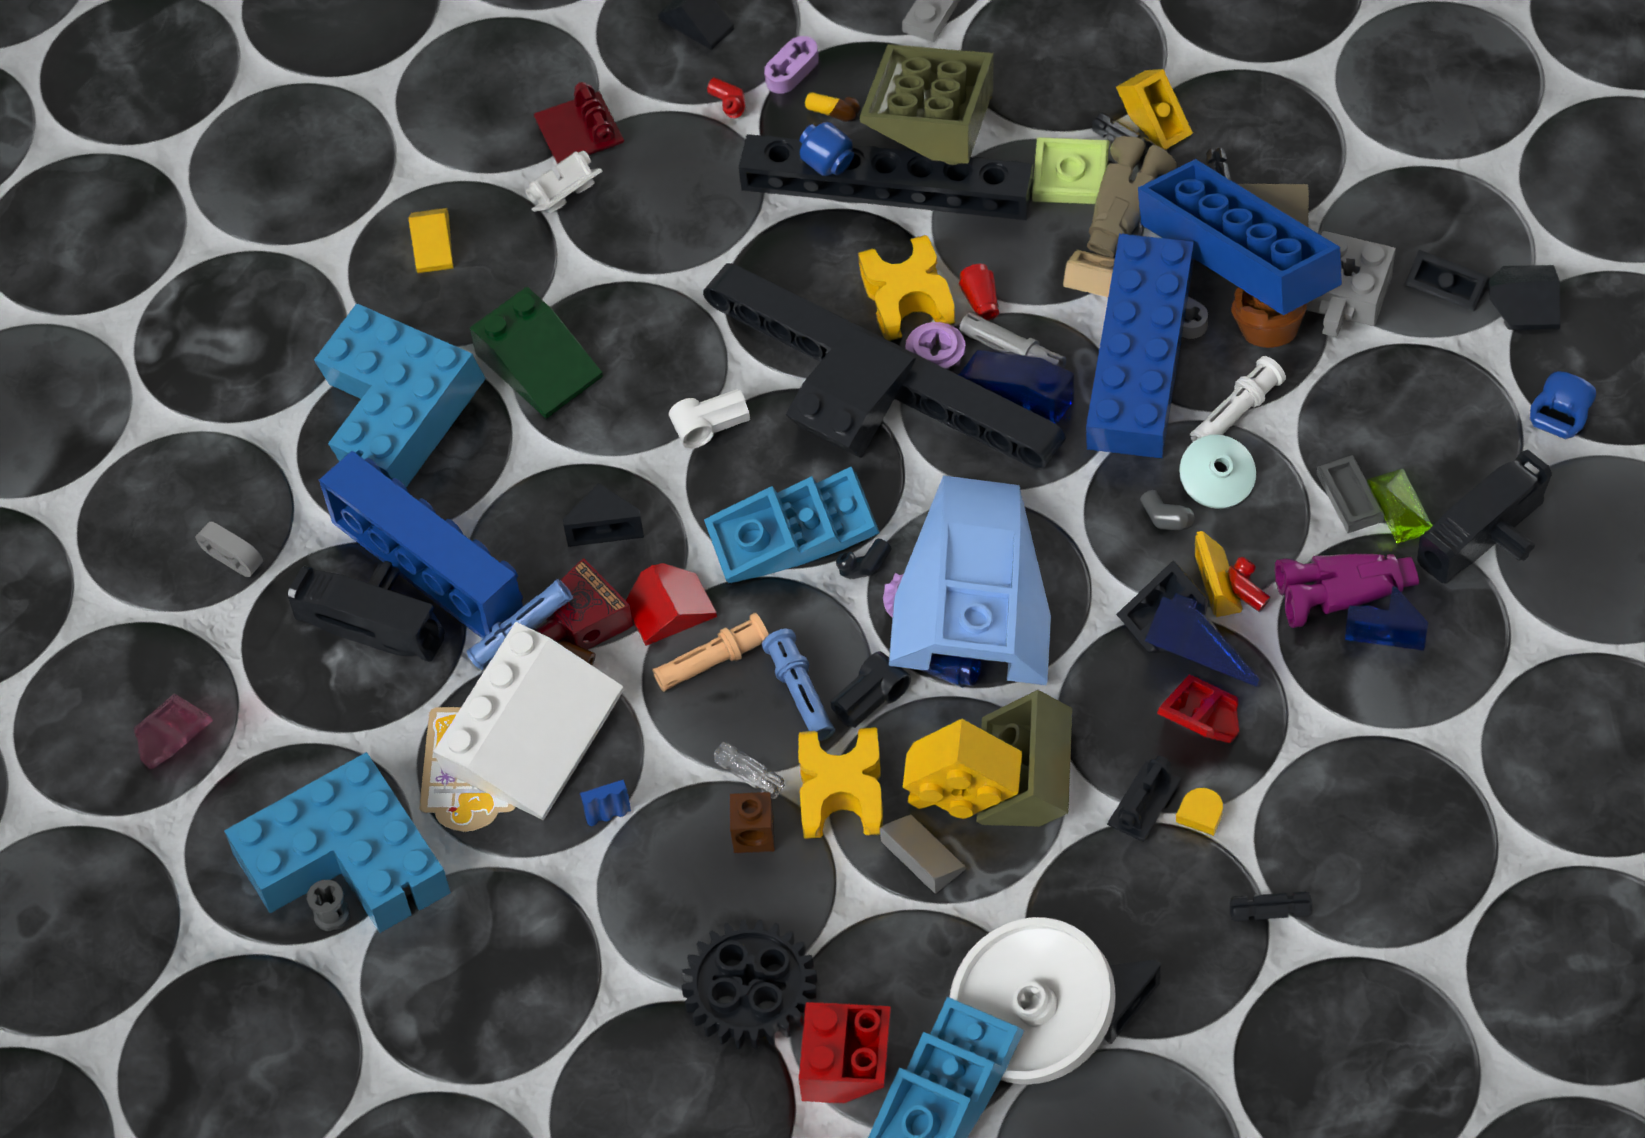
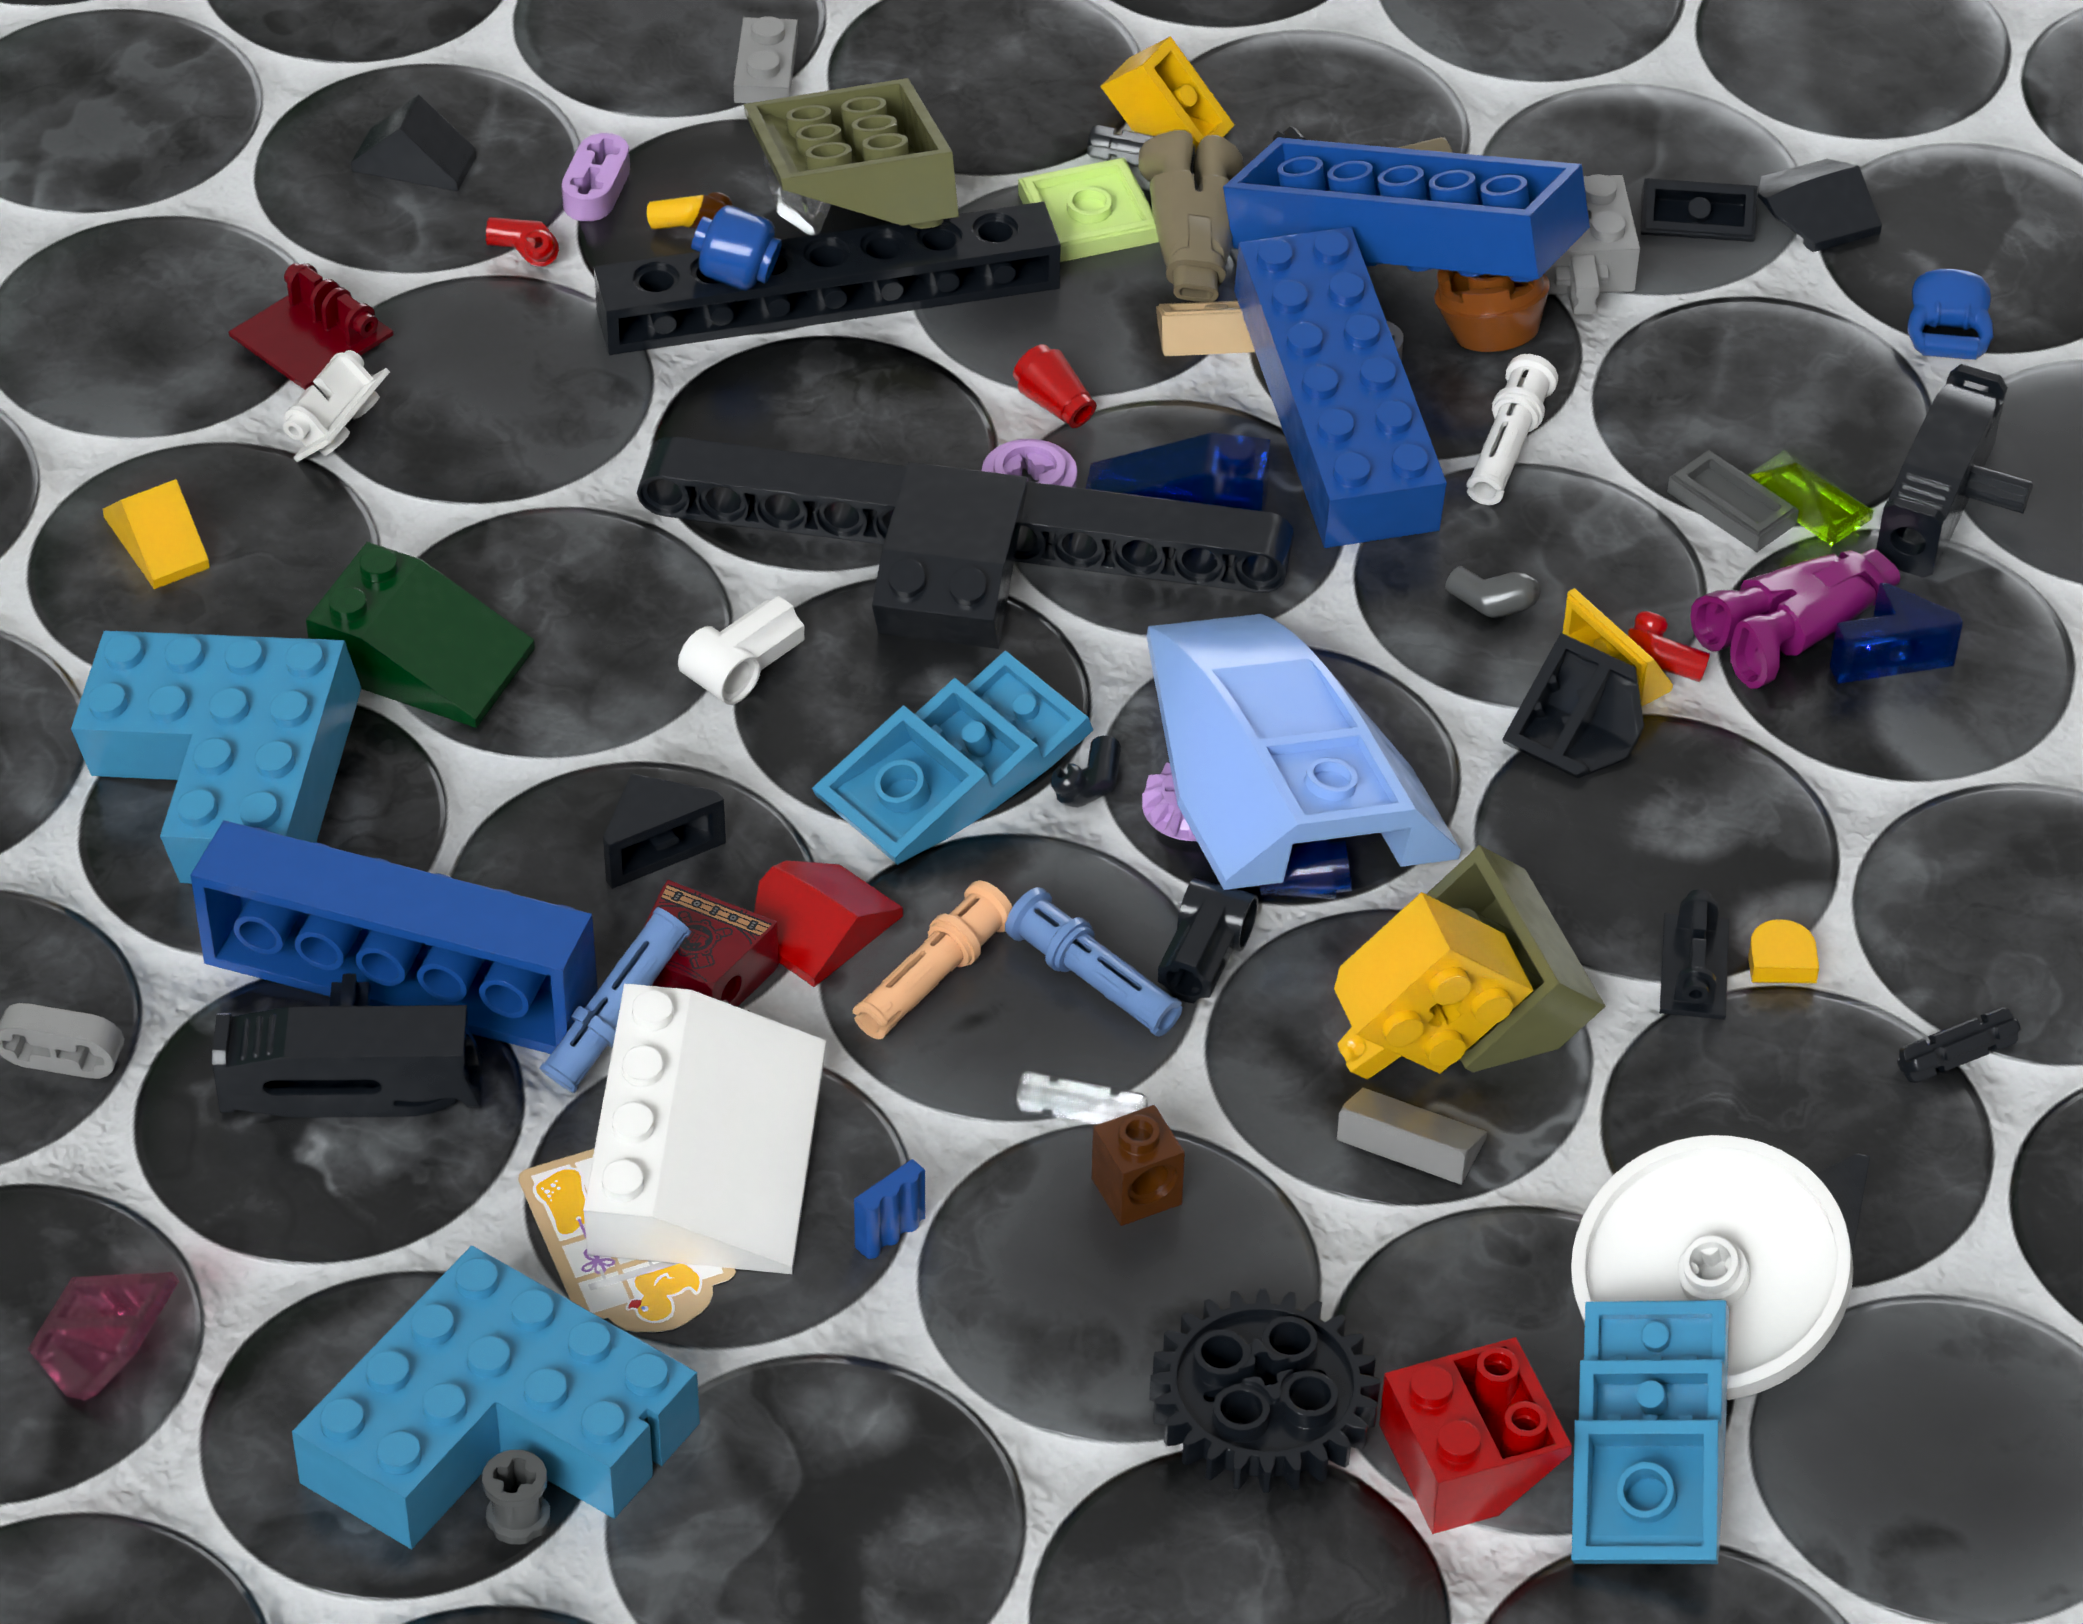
camera: 30 degrees left, 10 degrees down
(840, 782) = (1237, 1073): yellow piece -> none
(906, 287) = (942, 404): yellow piece -> none
(1005, 340) = (1116, 436): light grey pin -> none
(1194, 636) = (1649, 725): clear blue slope -> none
(1203, 709) = (1703, 825): red slope -> none
(1213, 487) = (1535, 520): light aqua dish -> none

